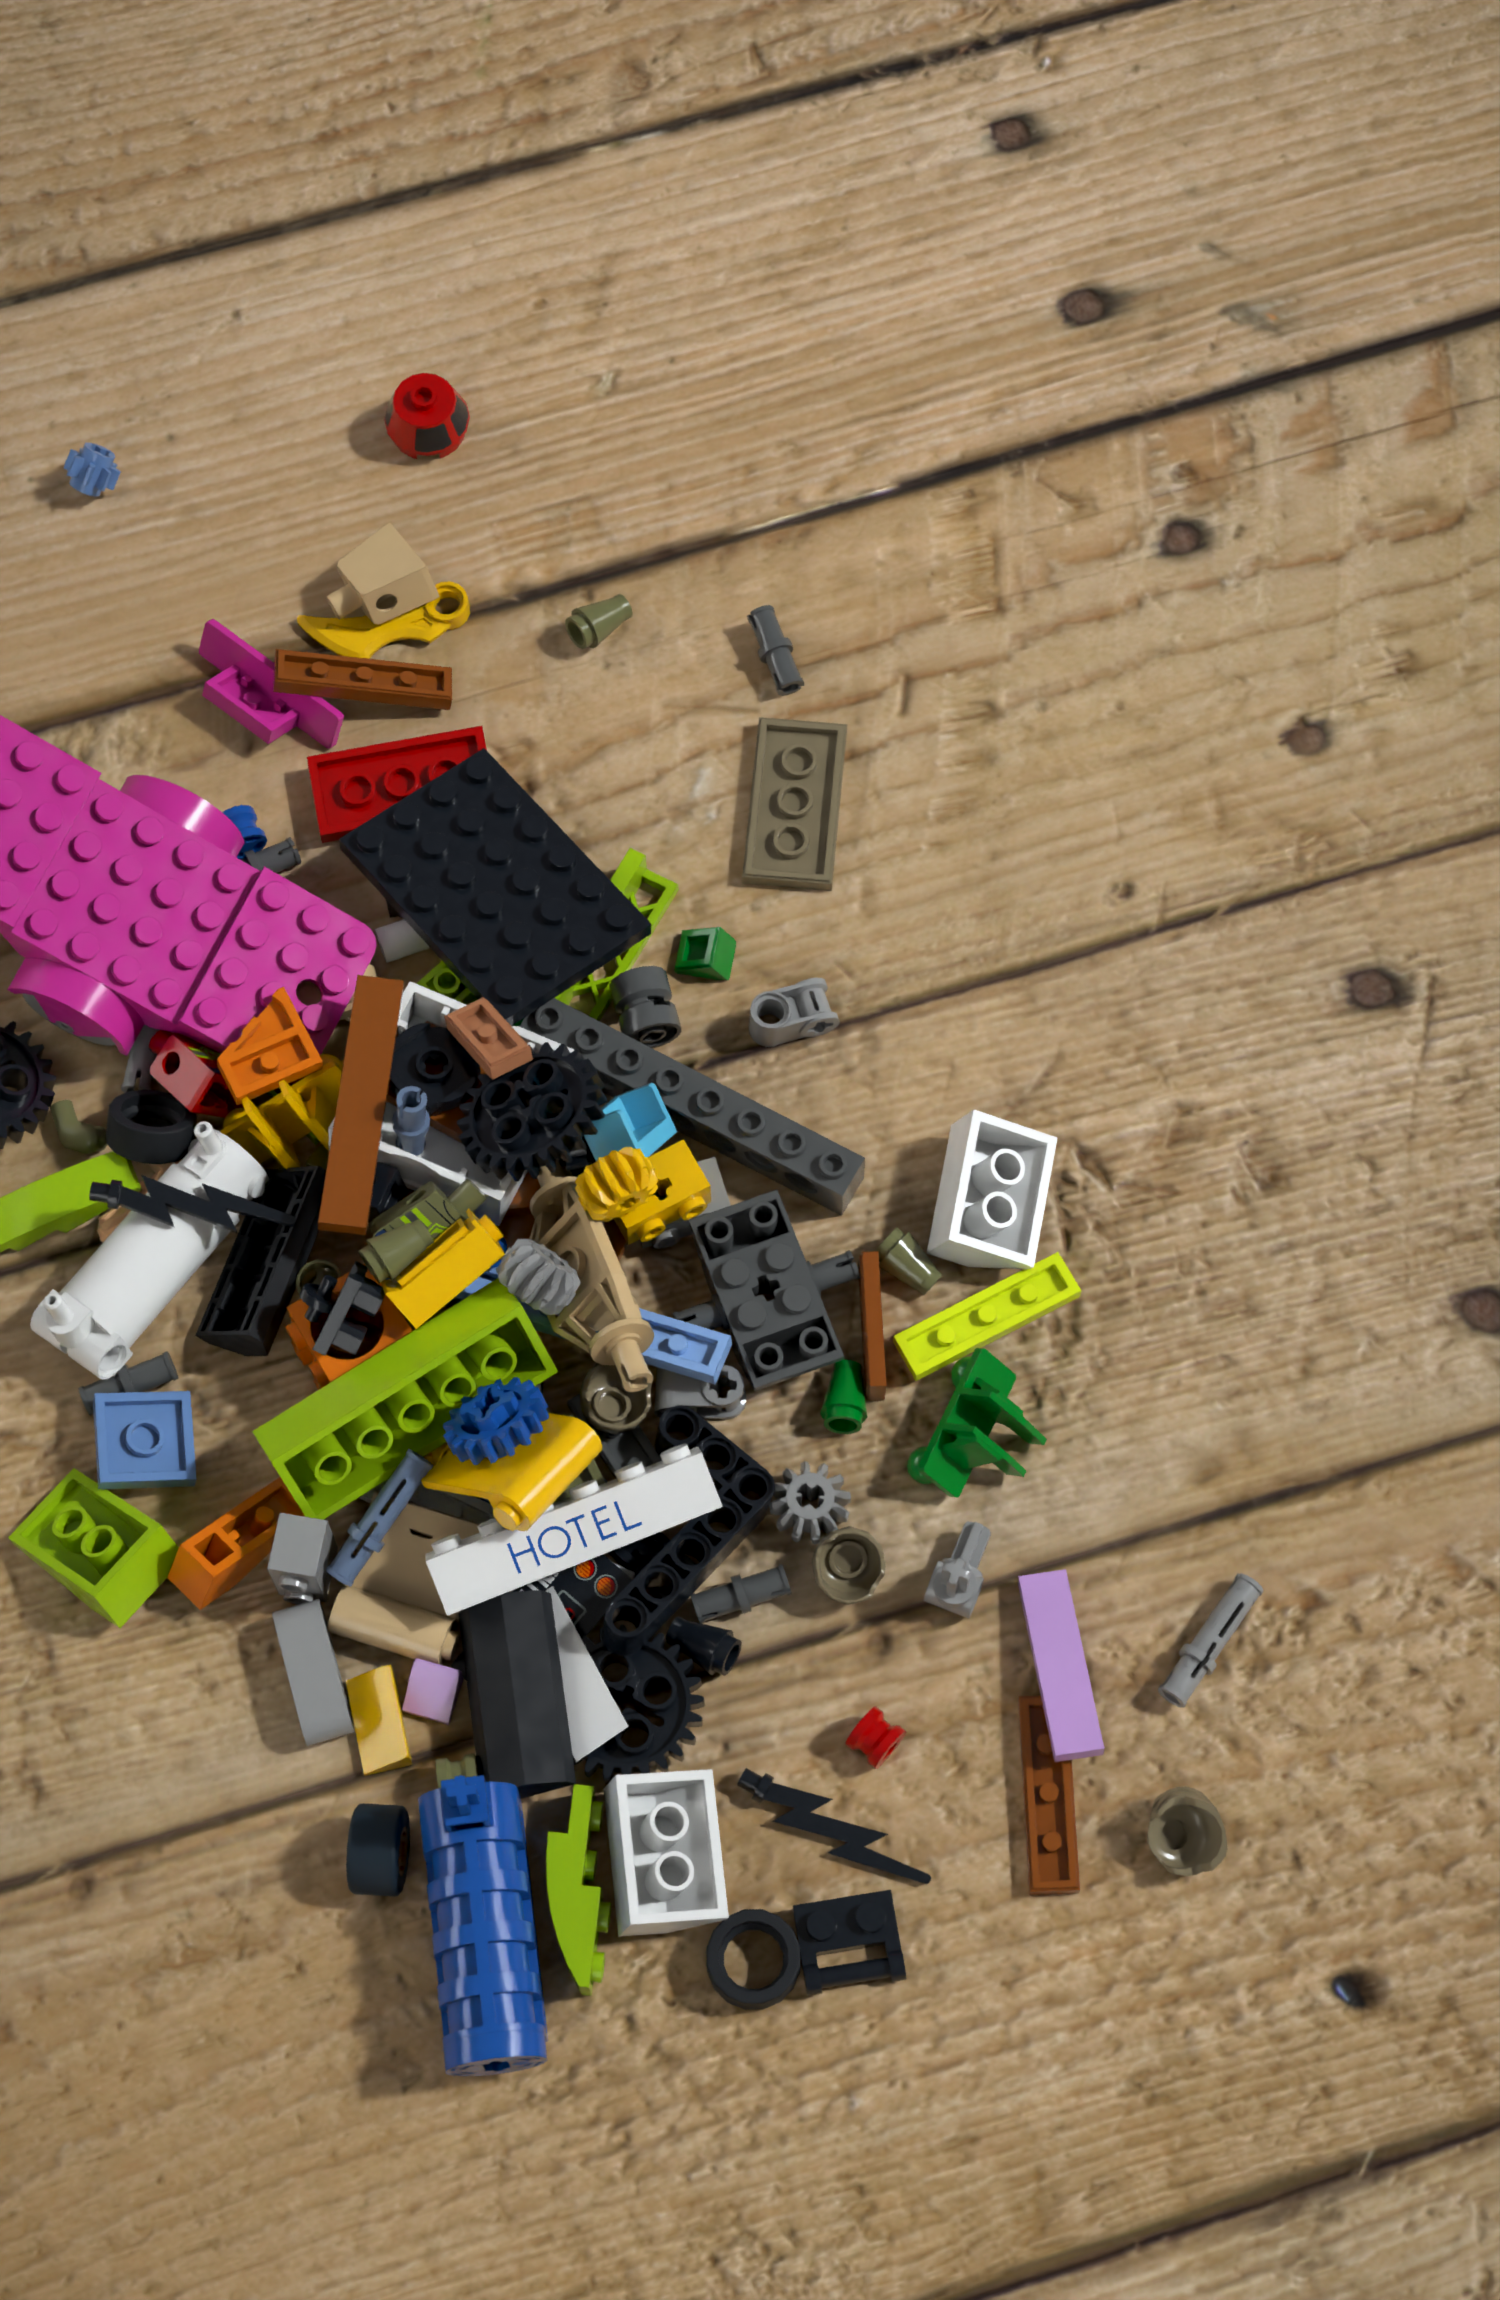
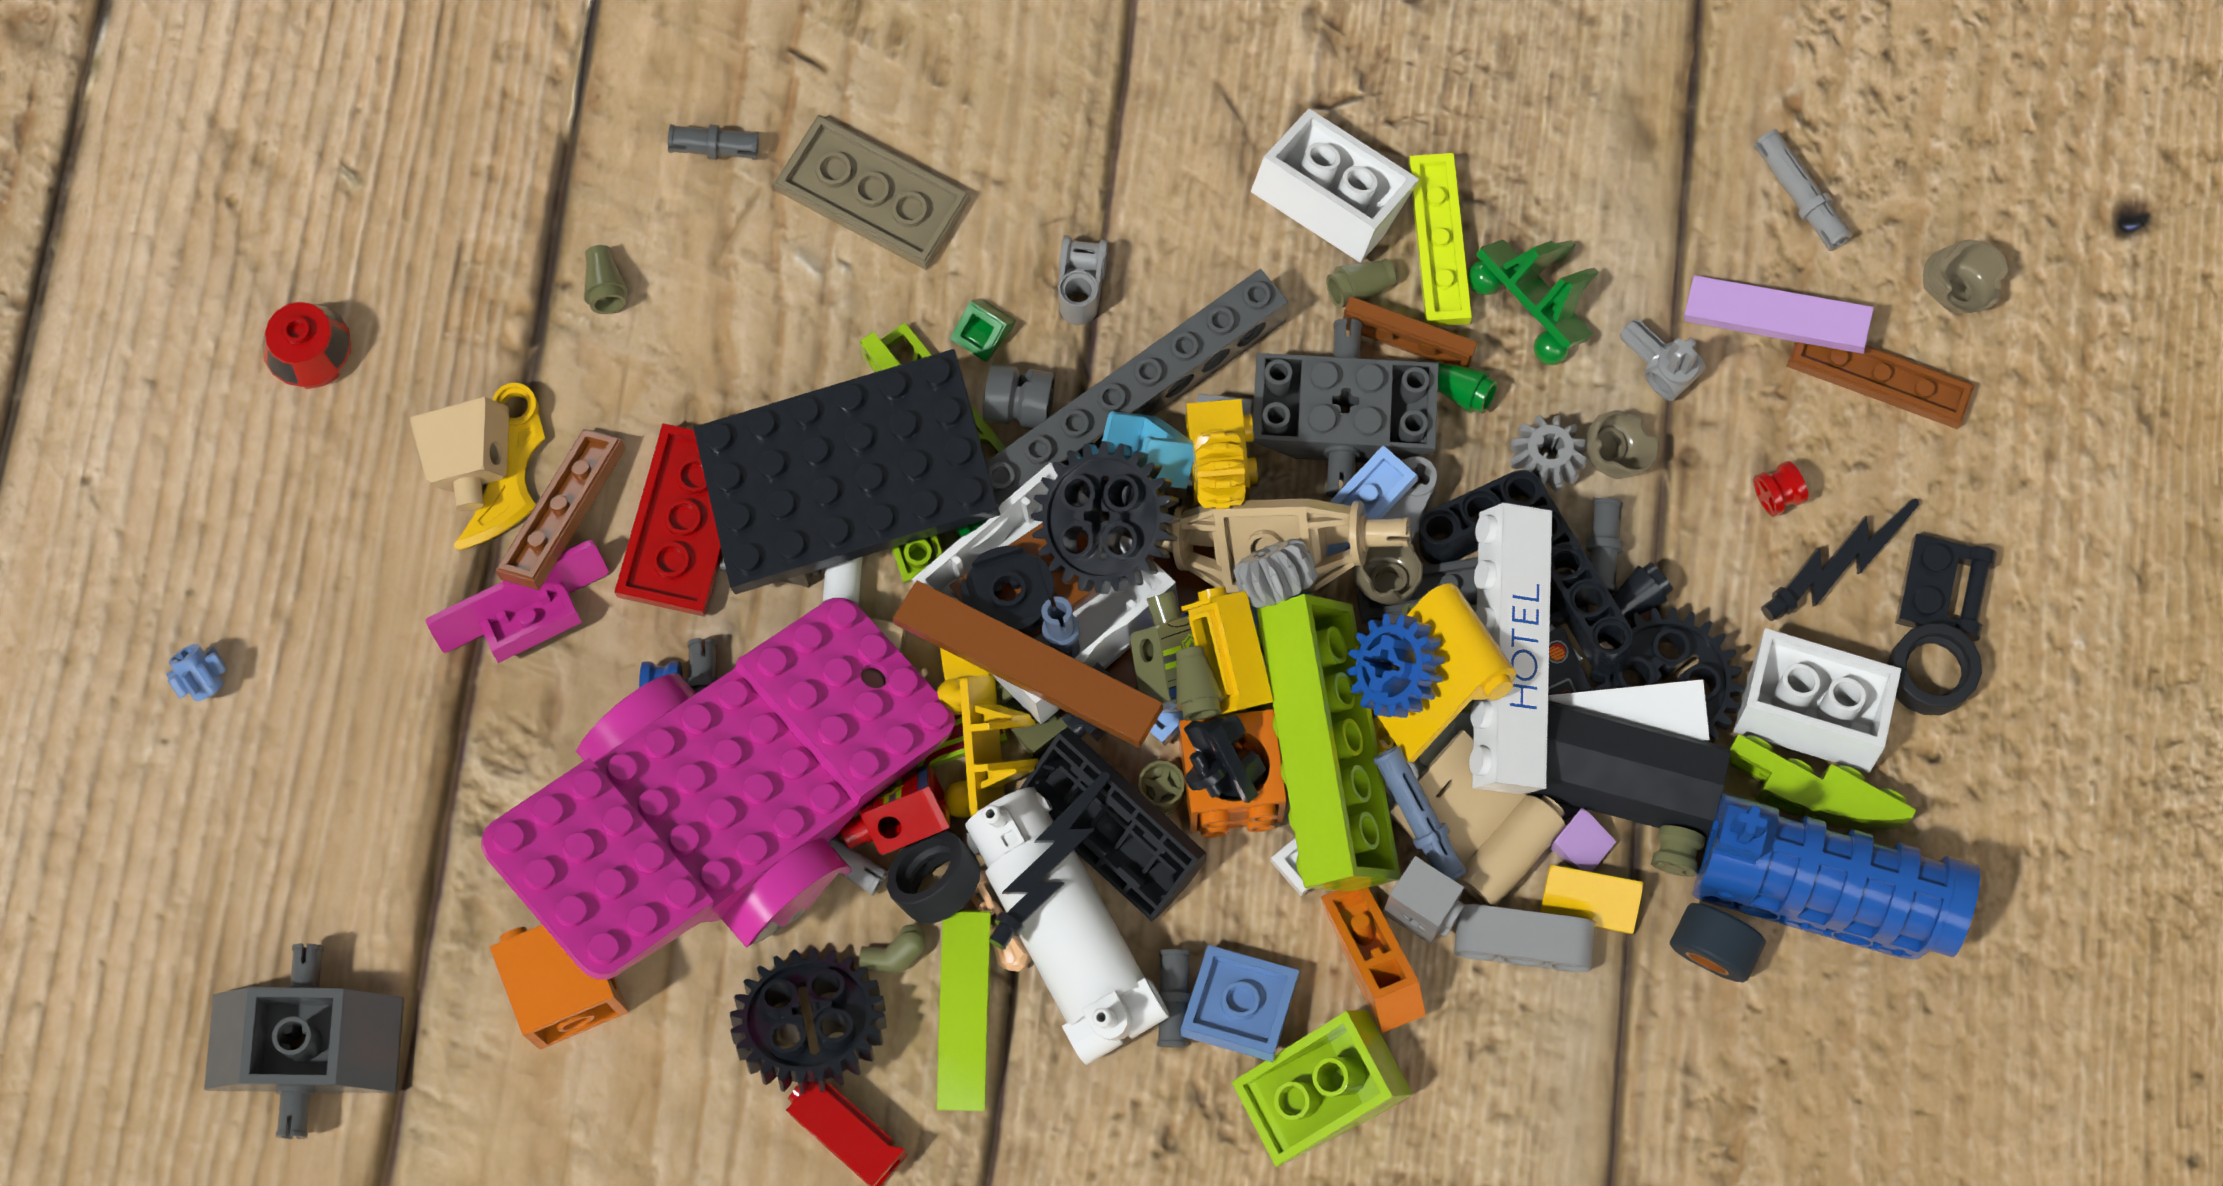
camera: 65 degrees left, 5 degrees up
(268, 1051) = (927, 729): orange wing -> none
(488, 1038) = (1011, 527): nougat plate -> none

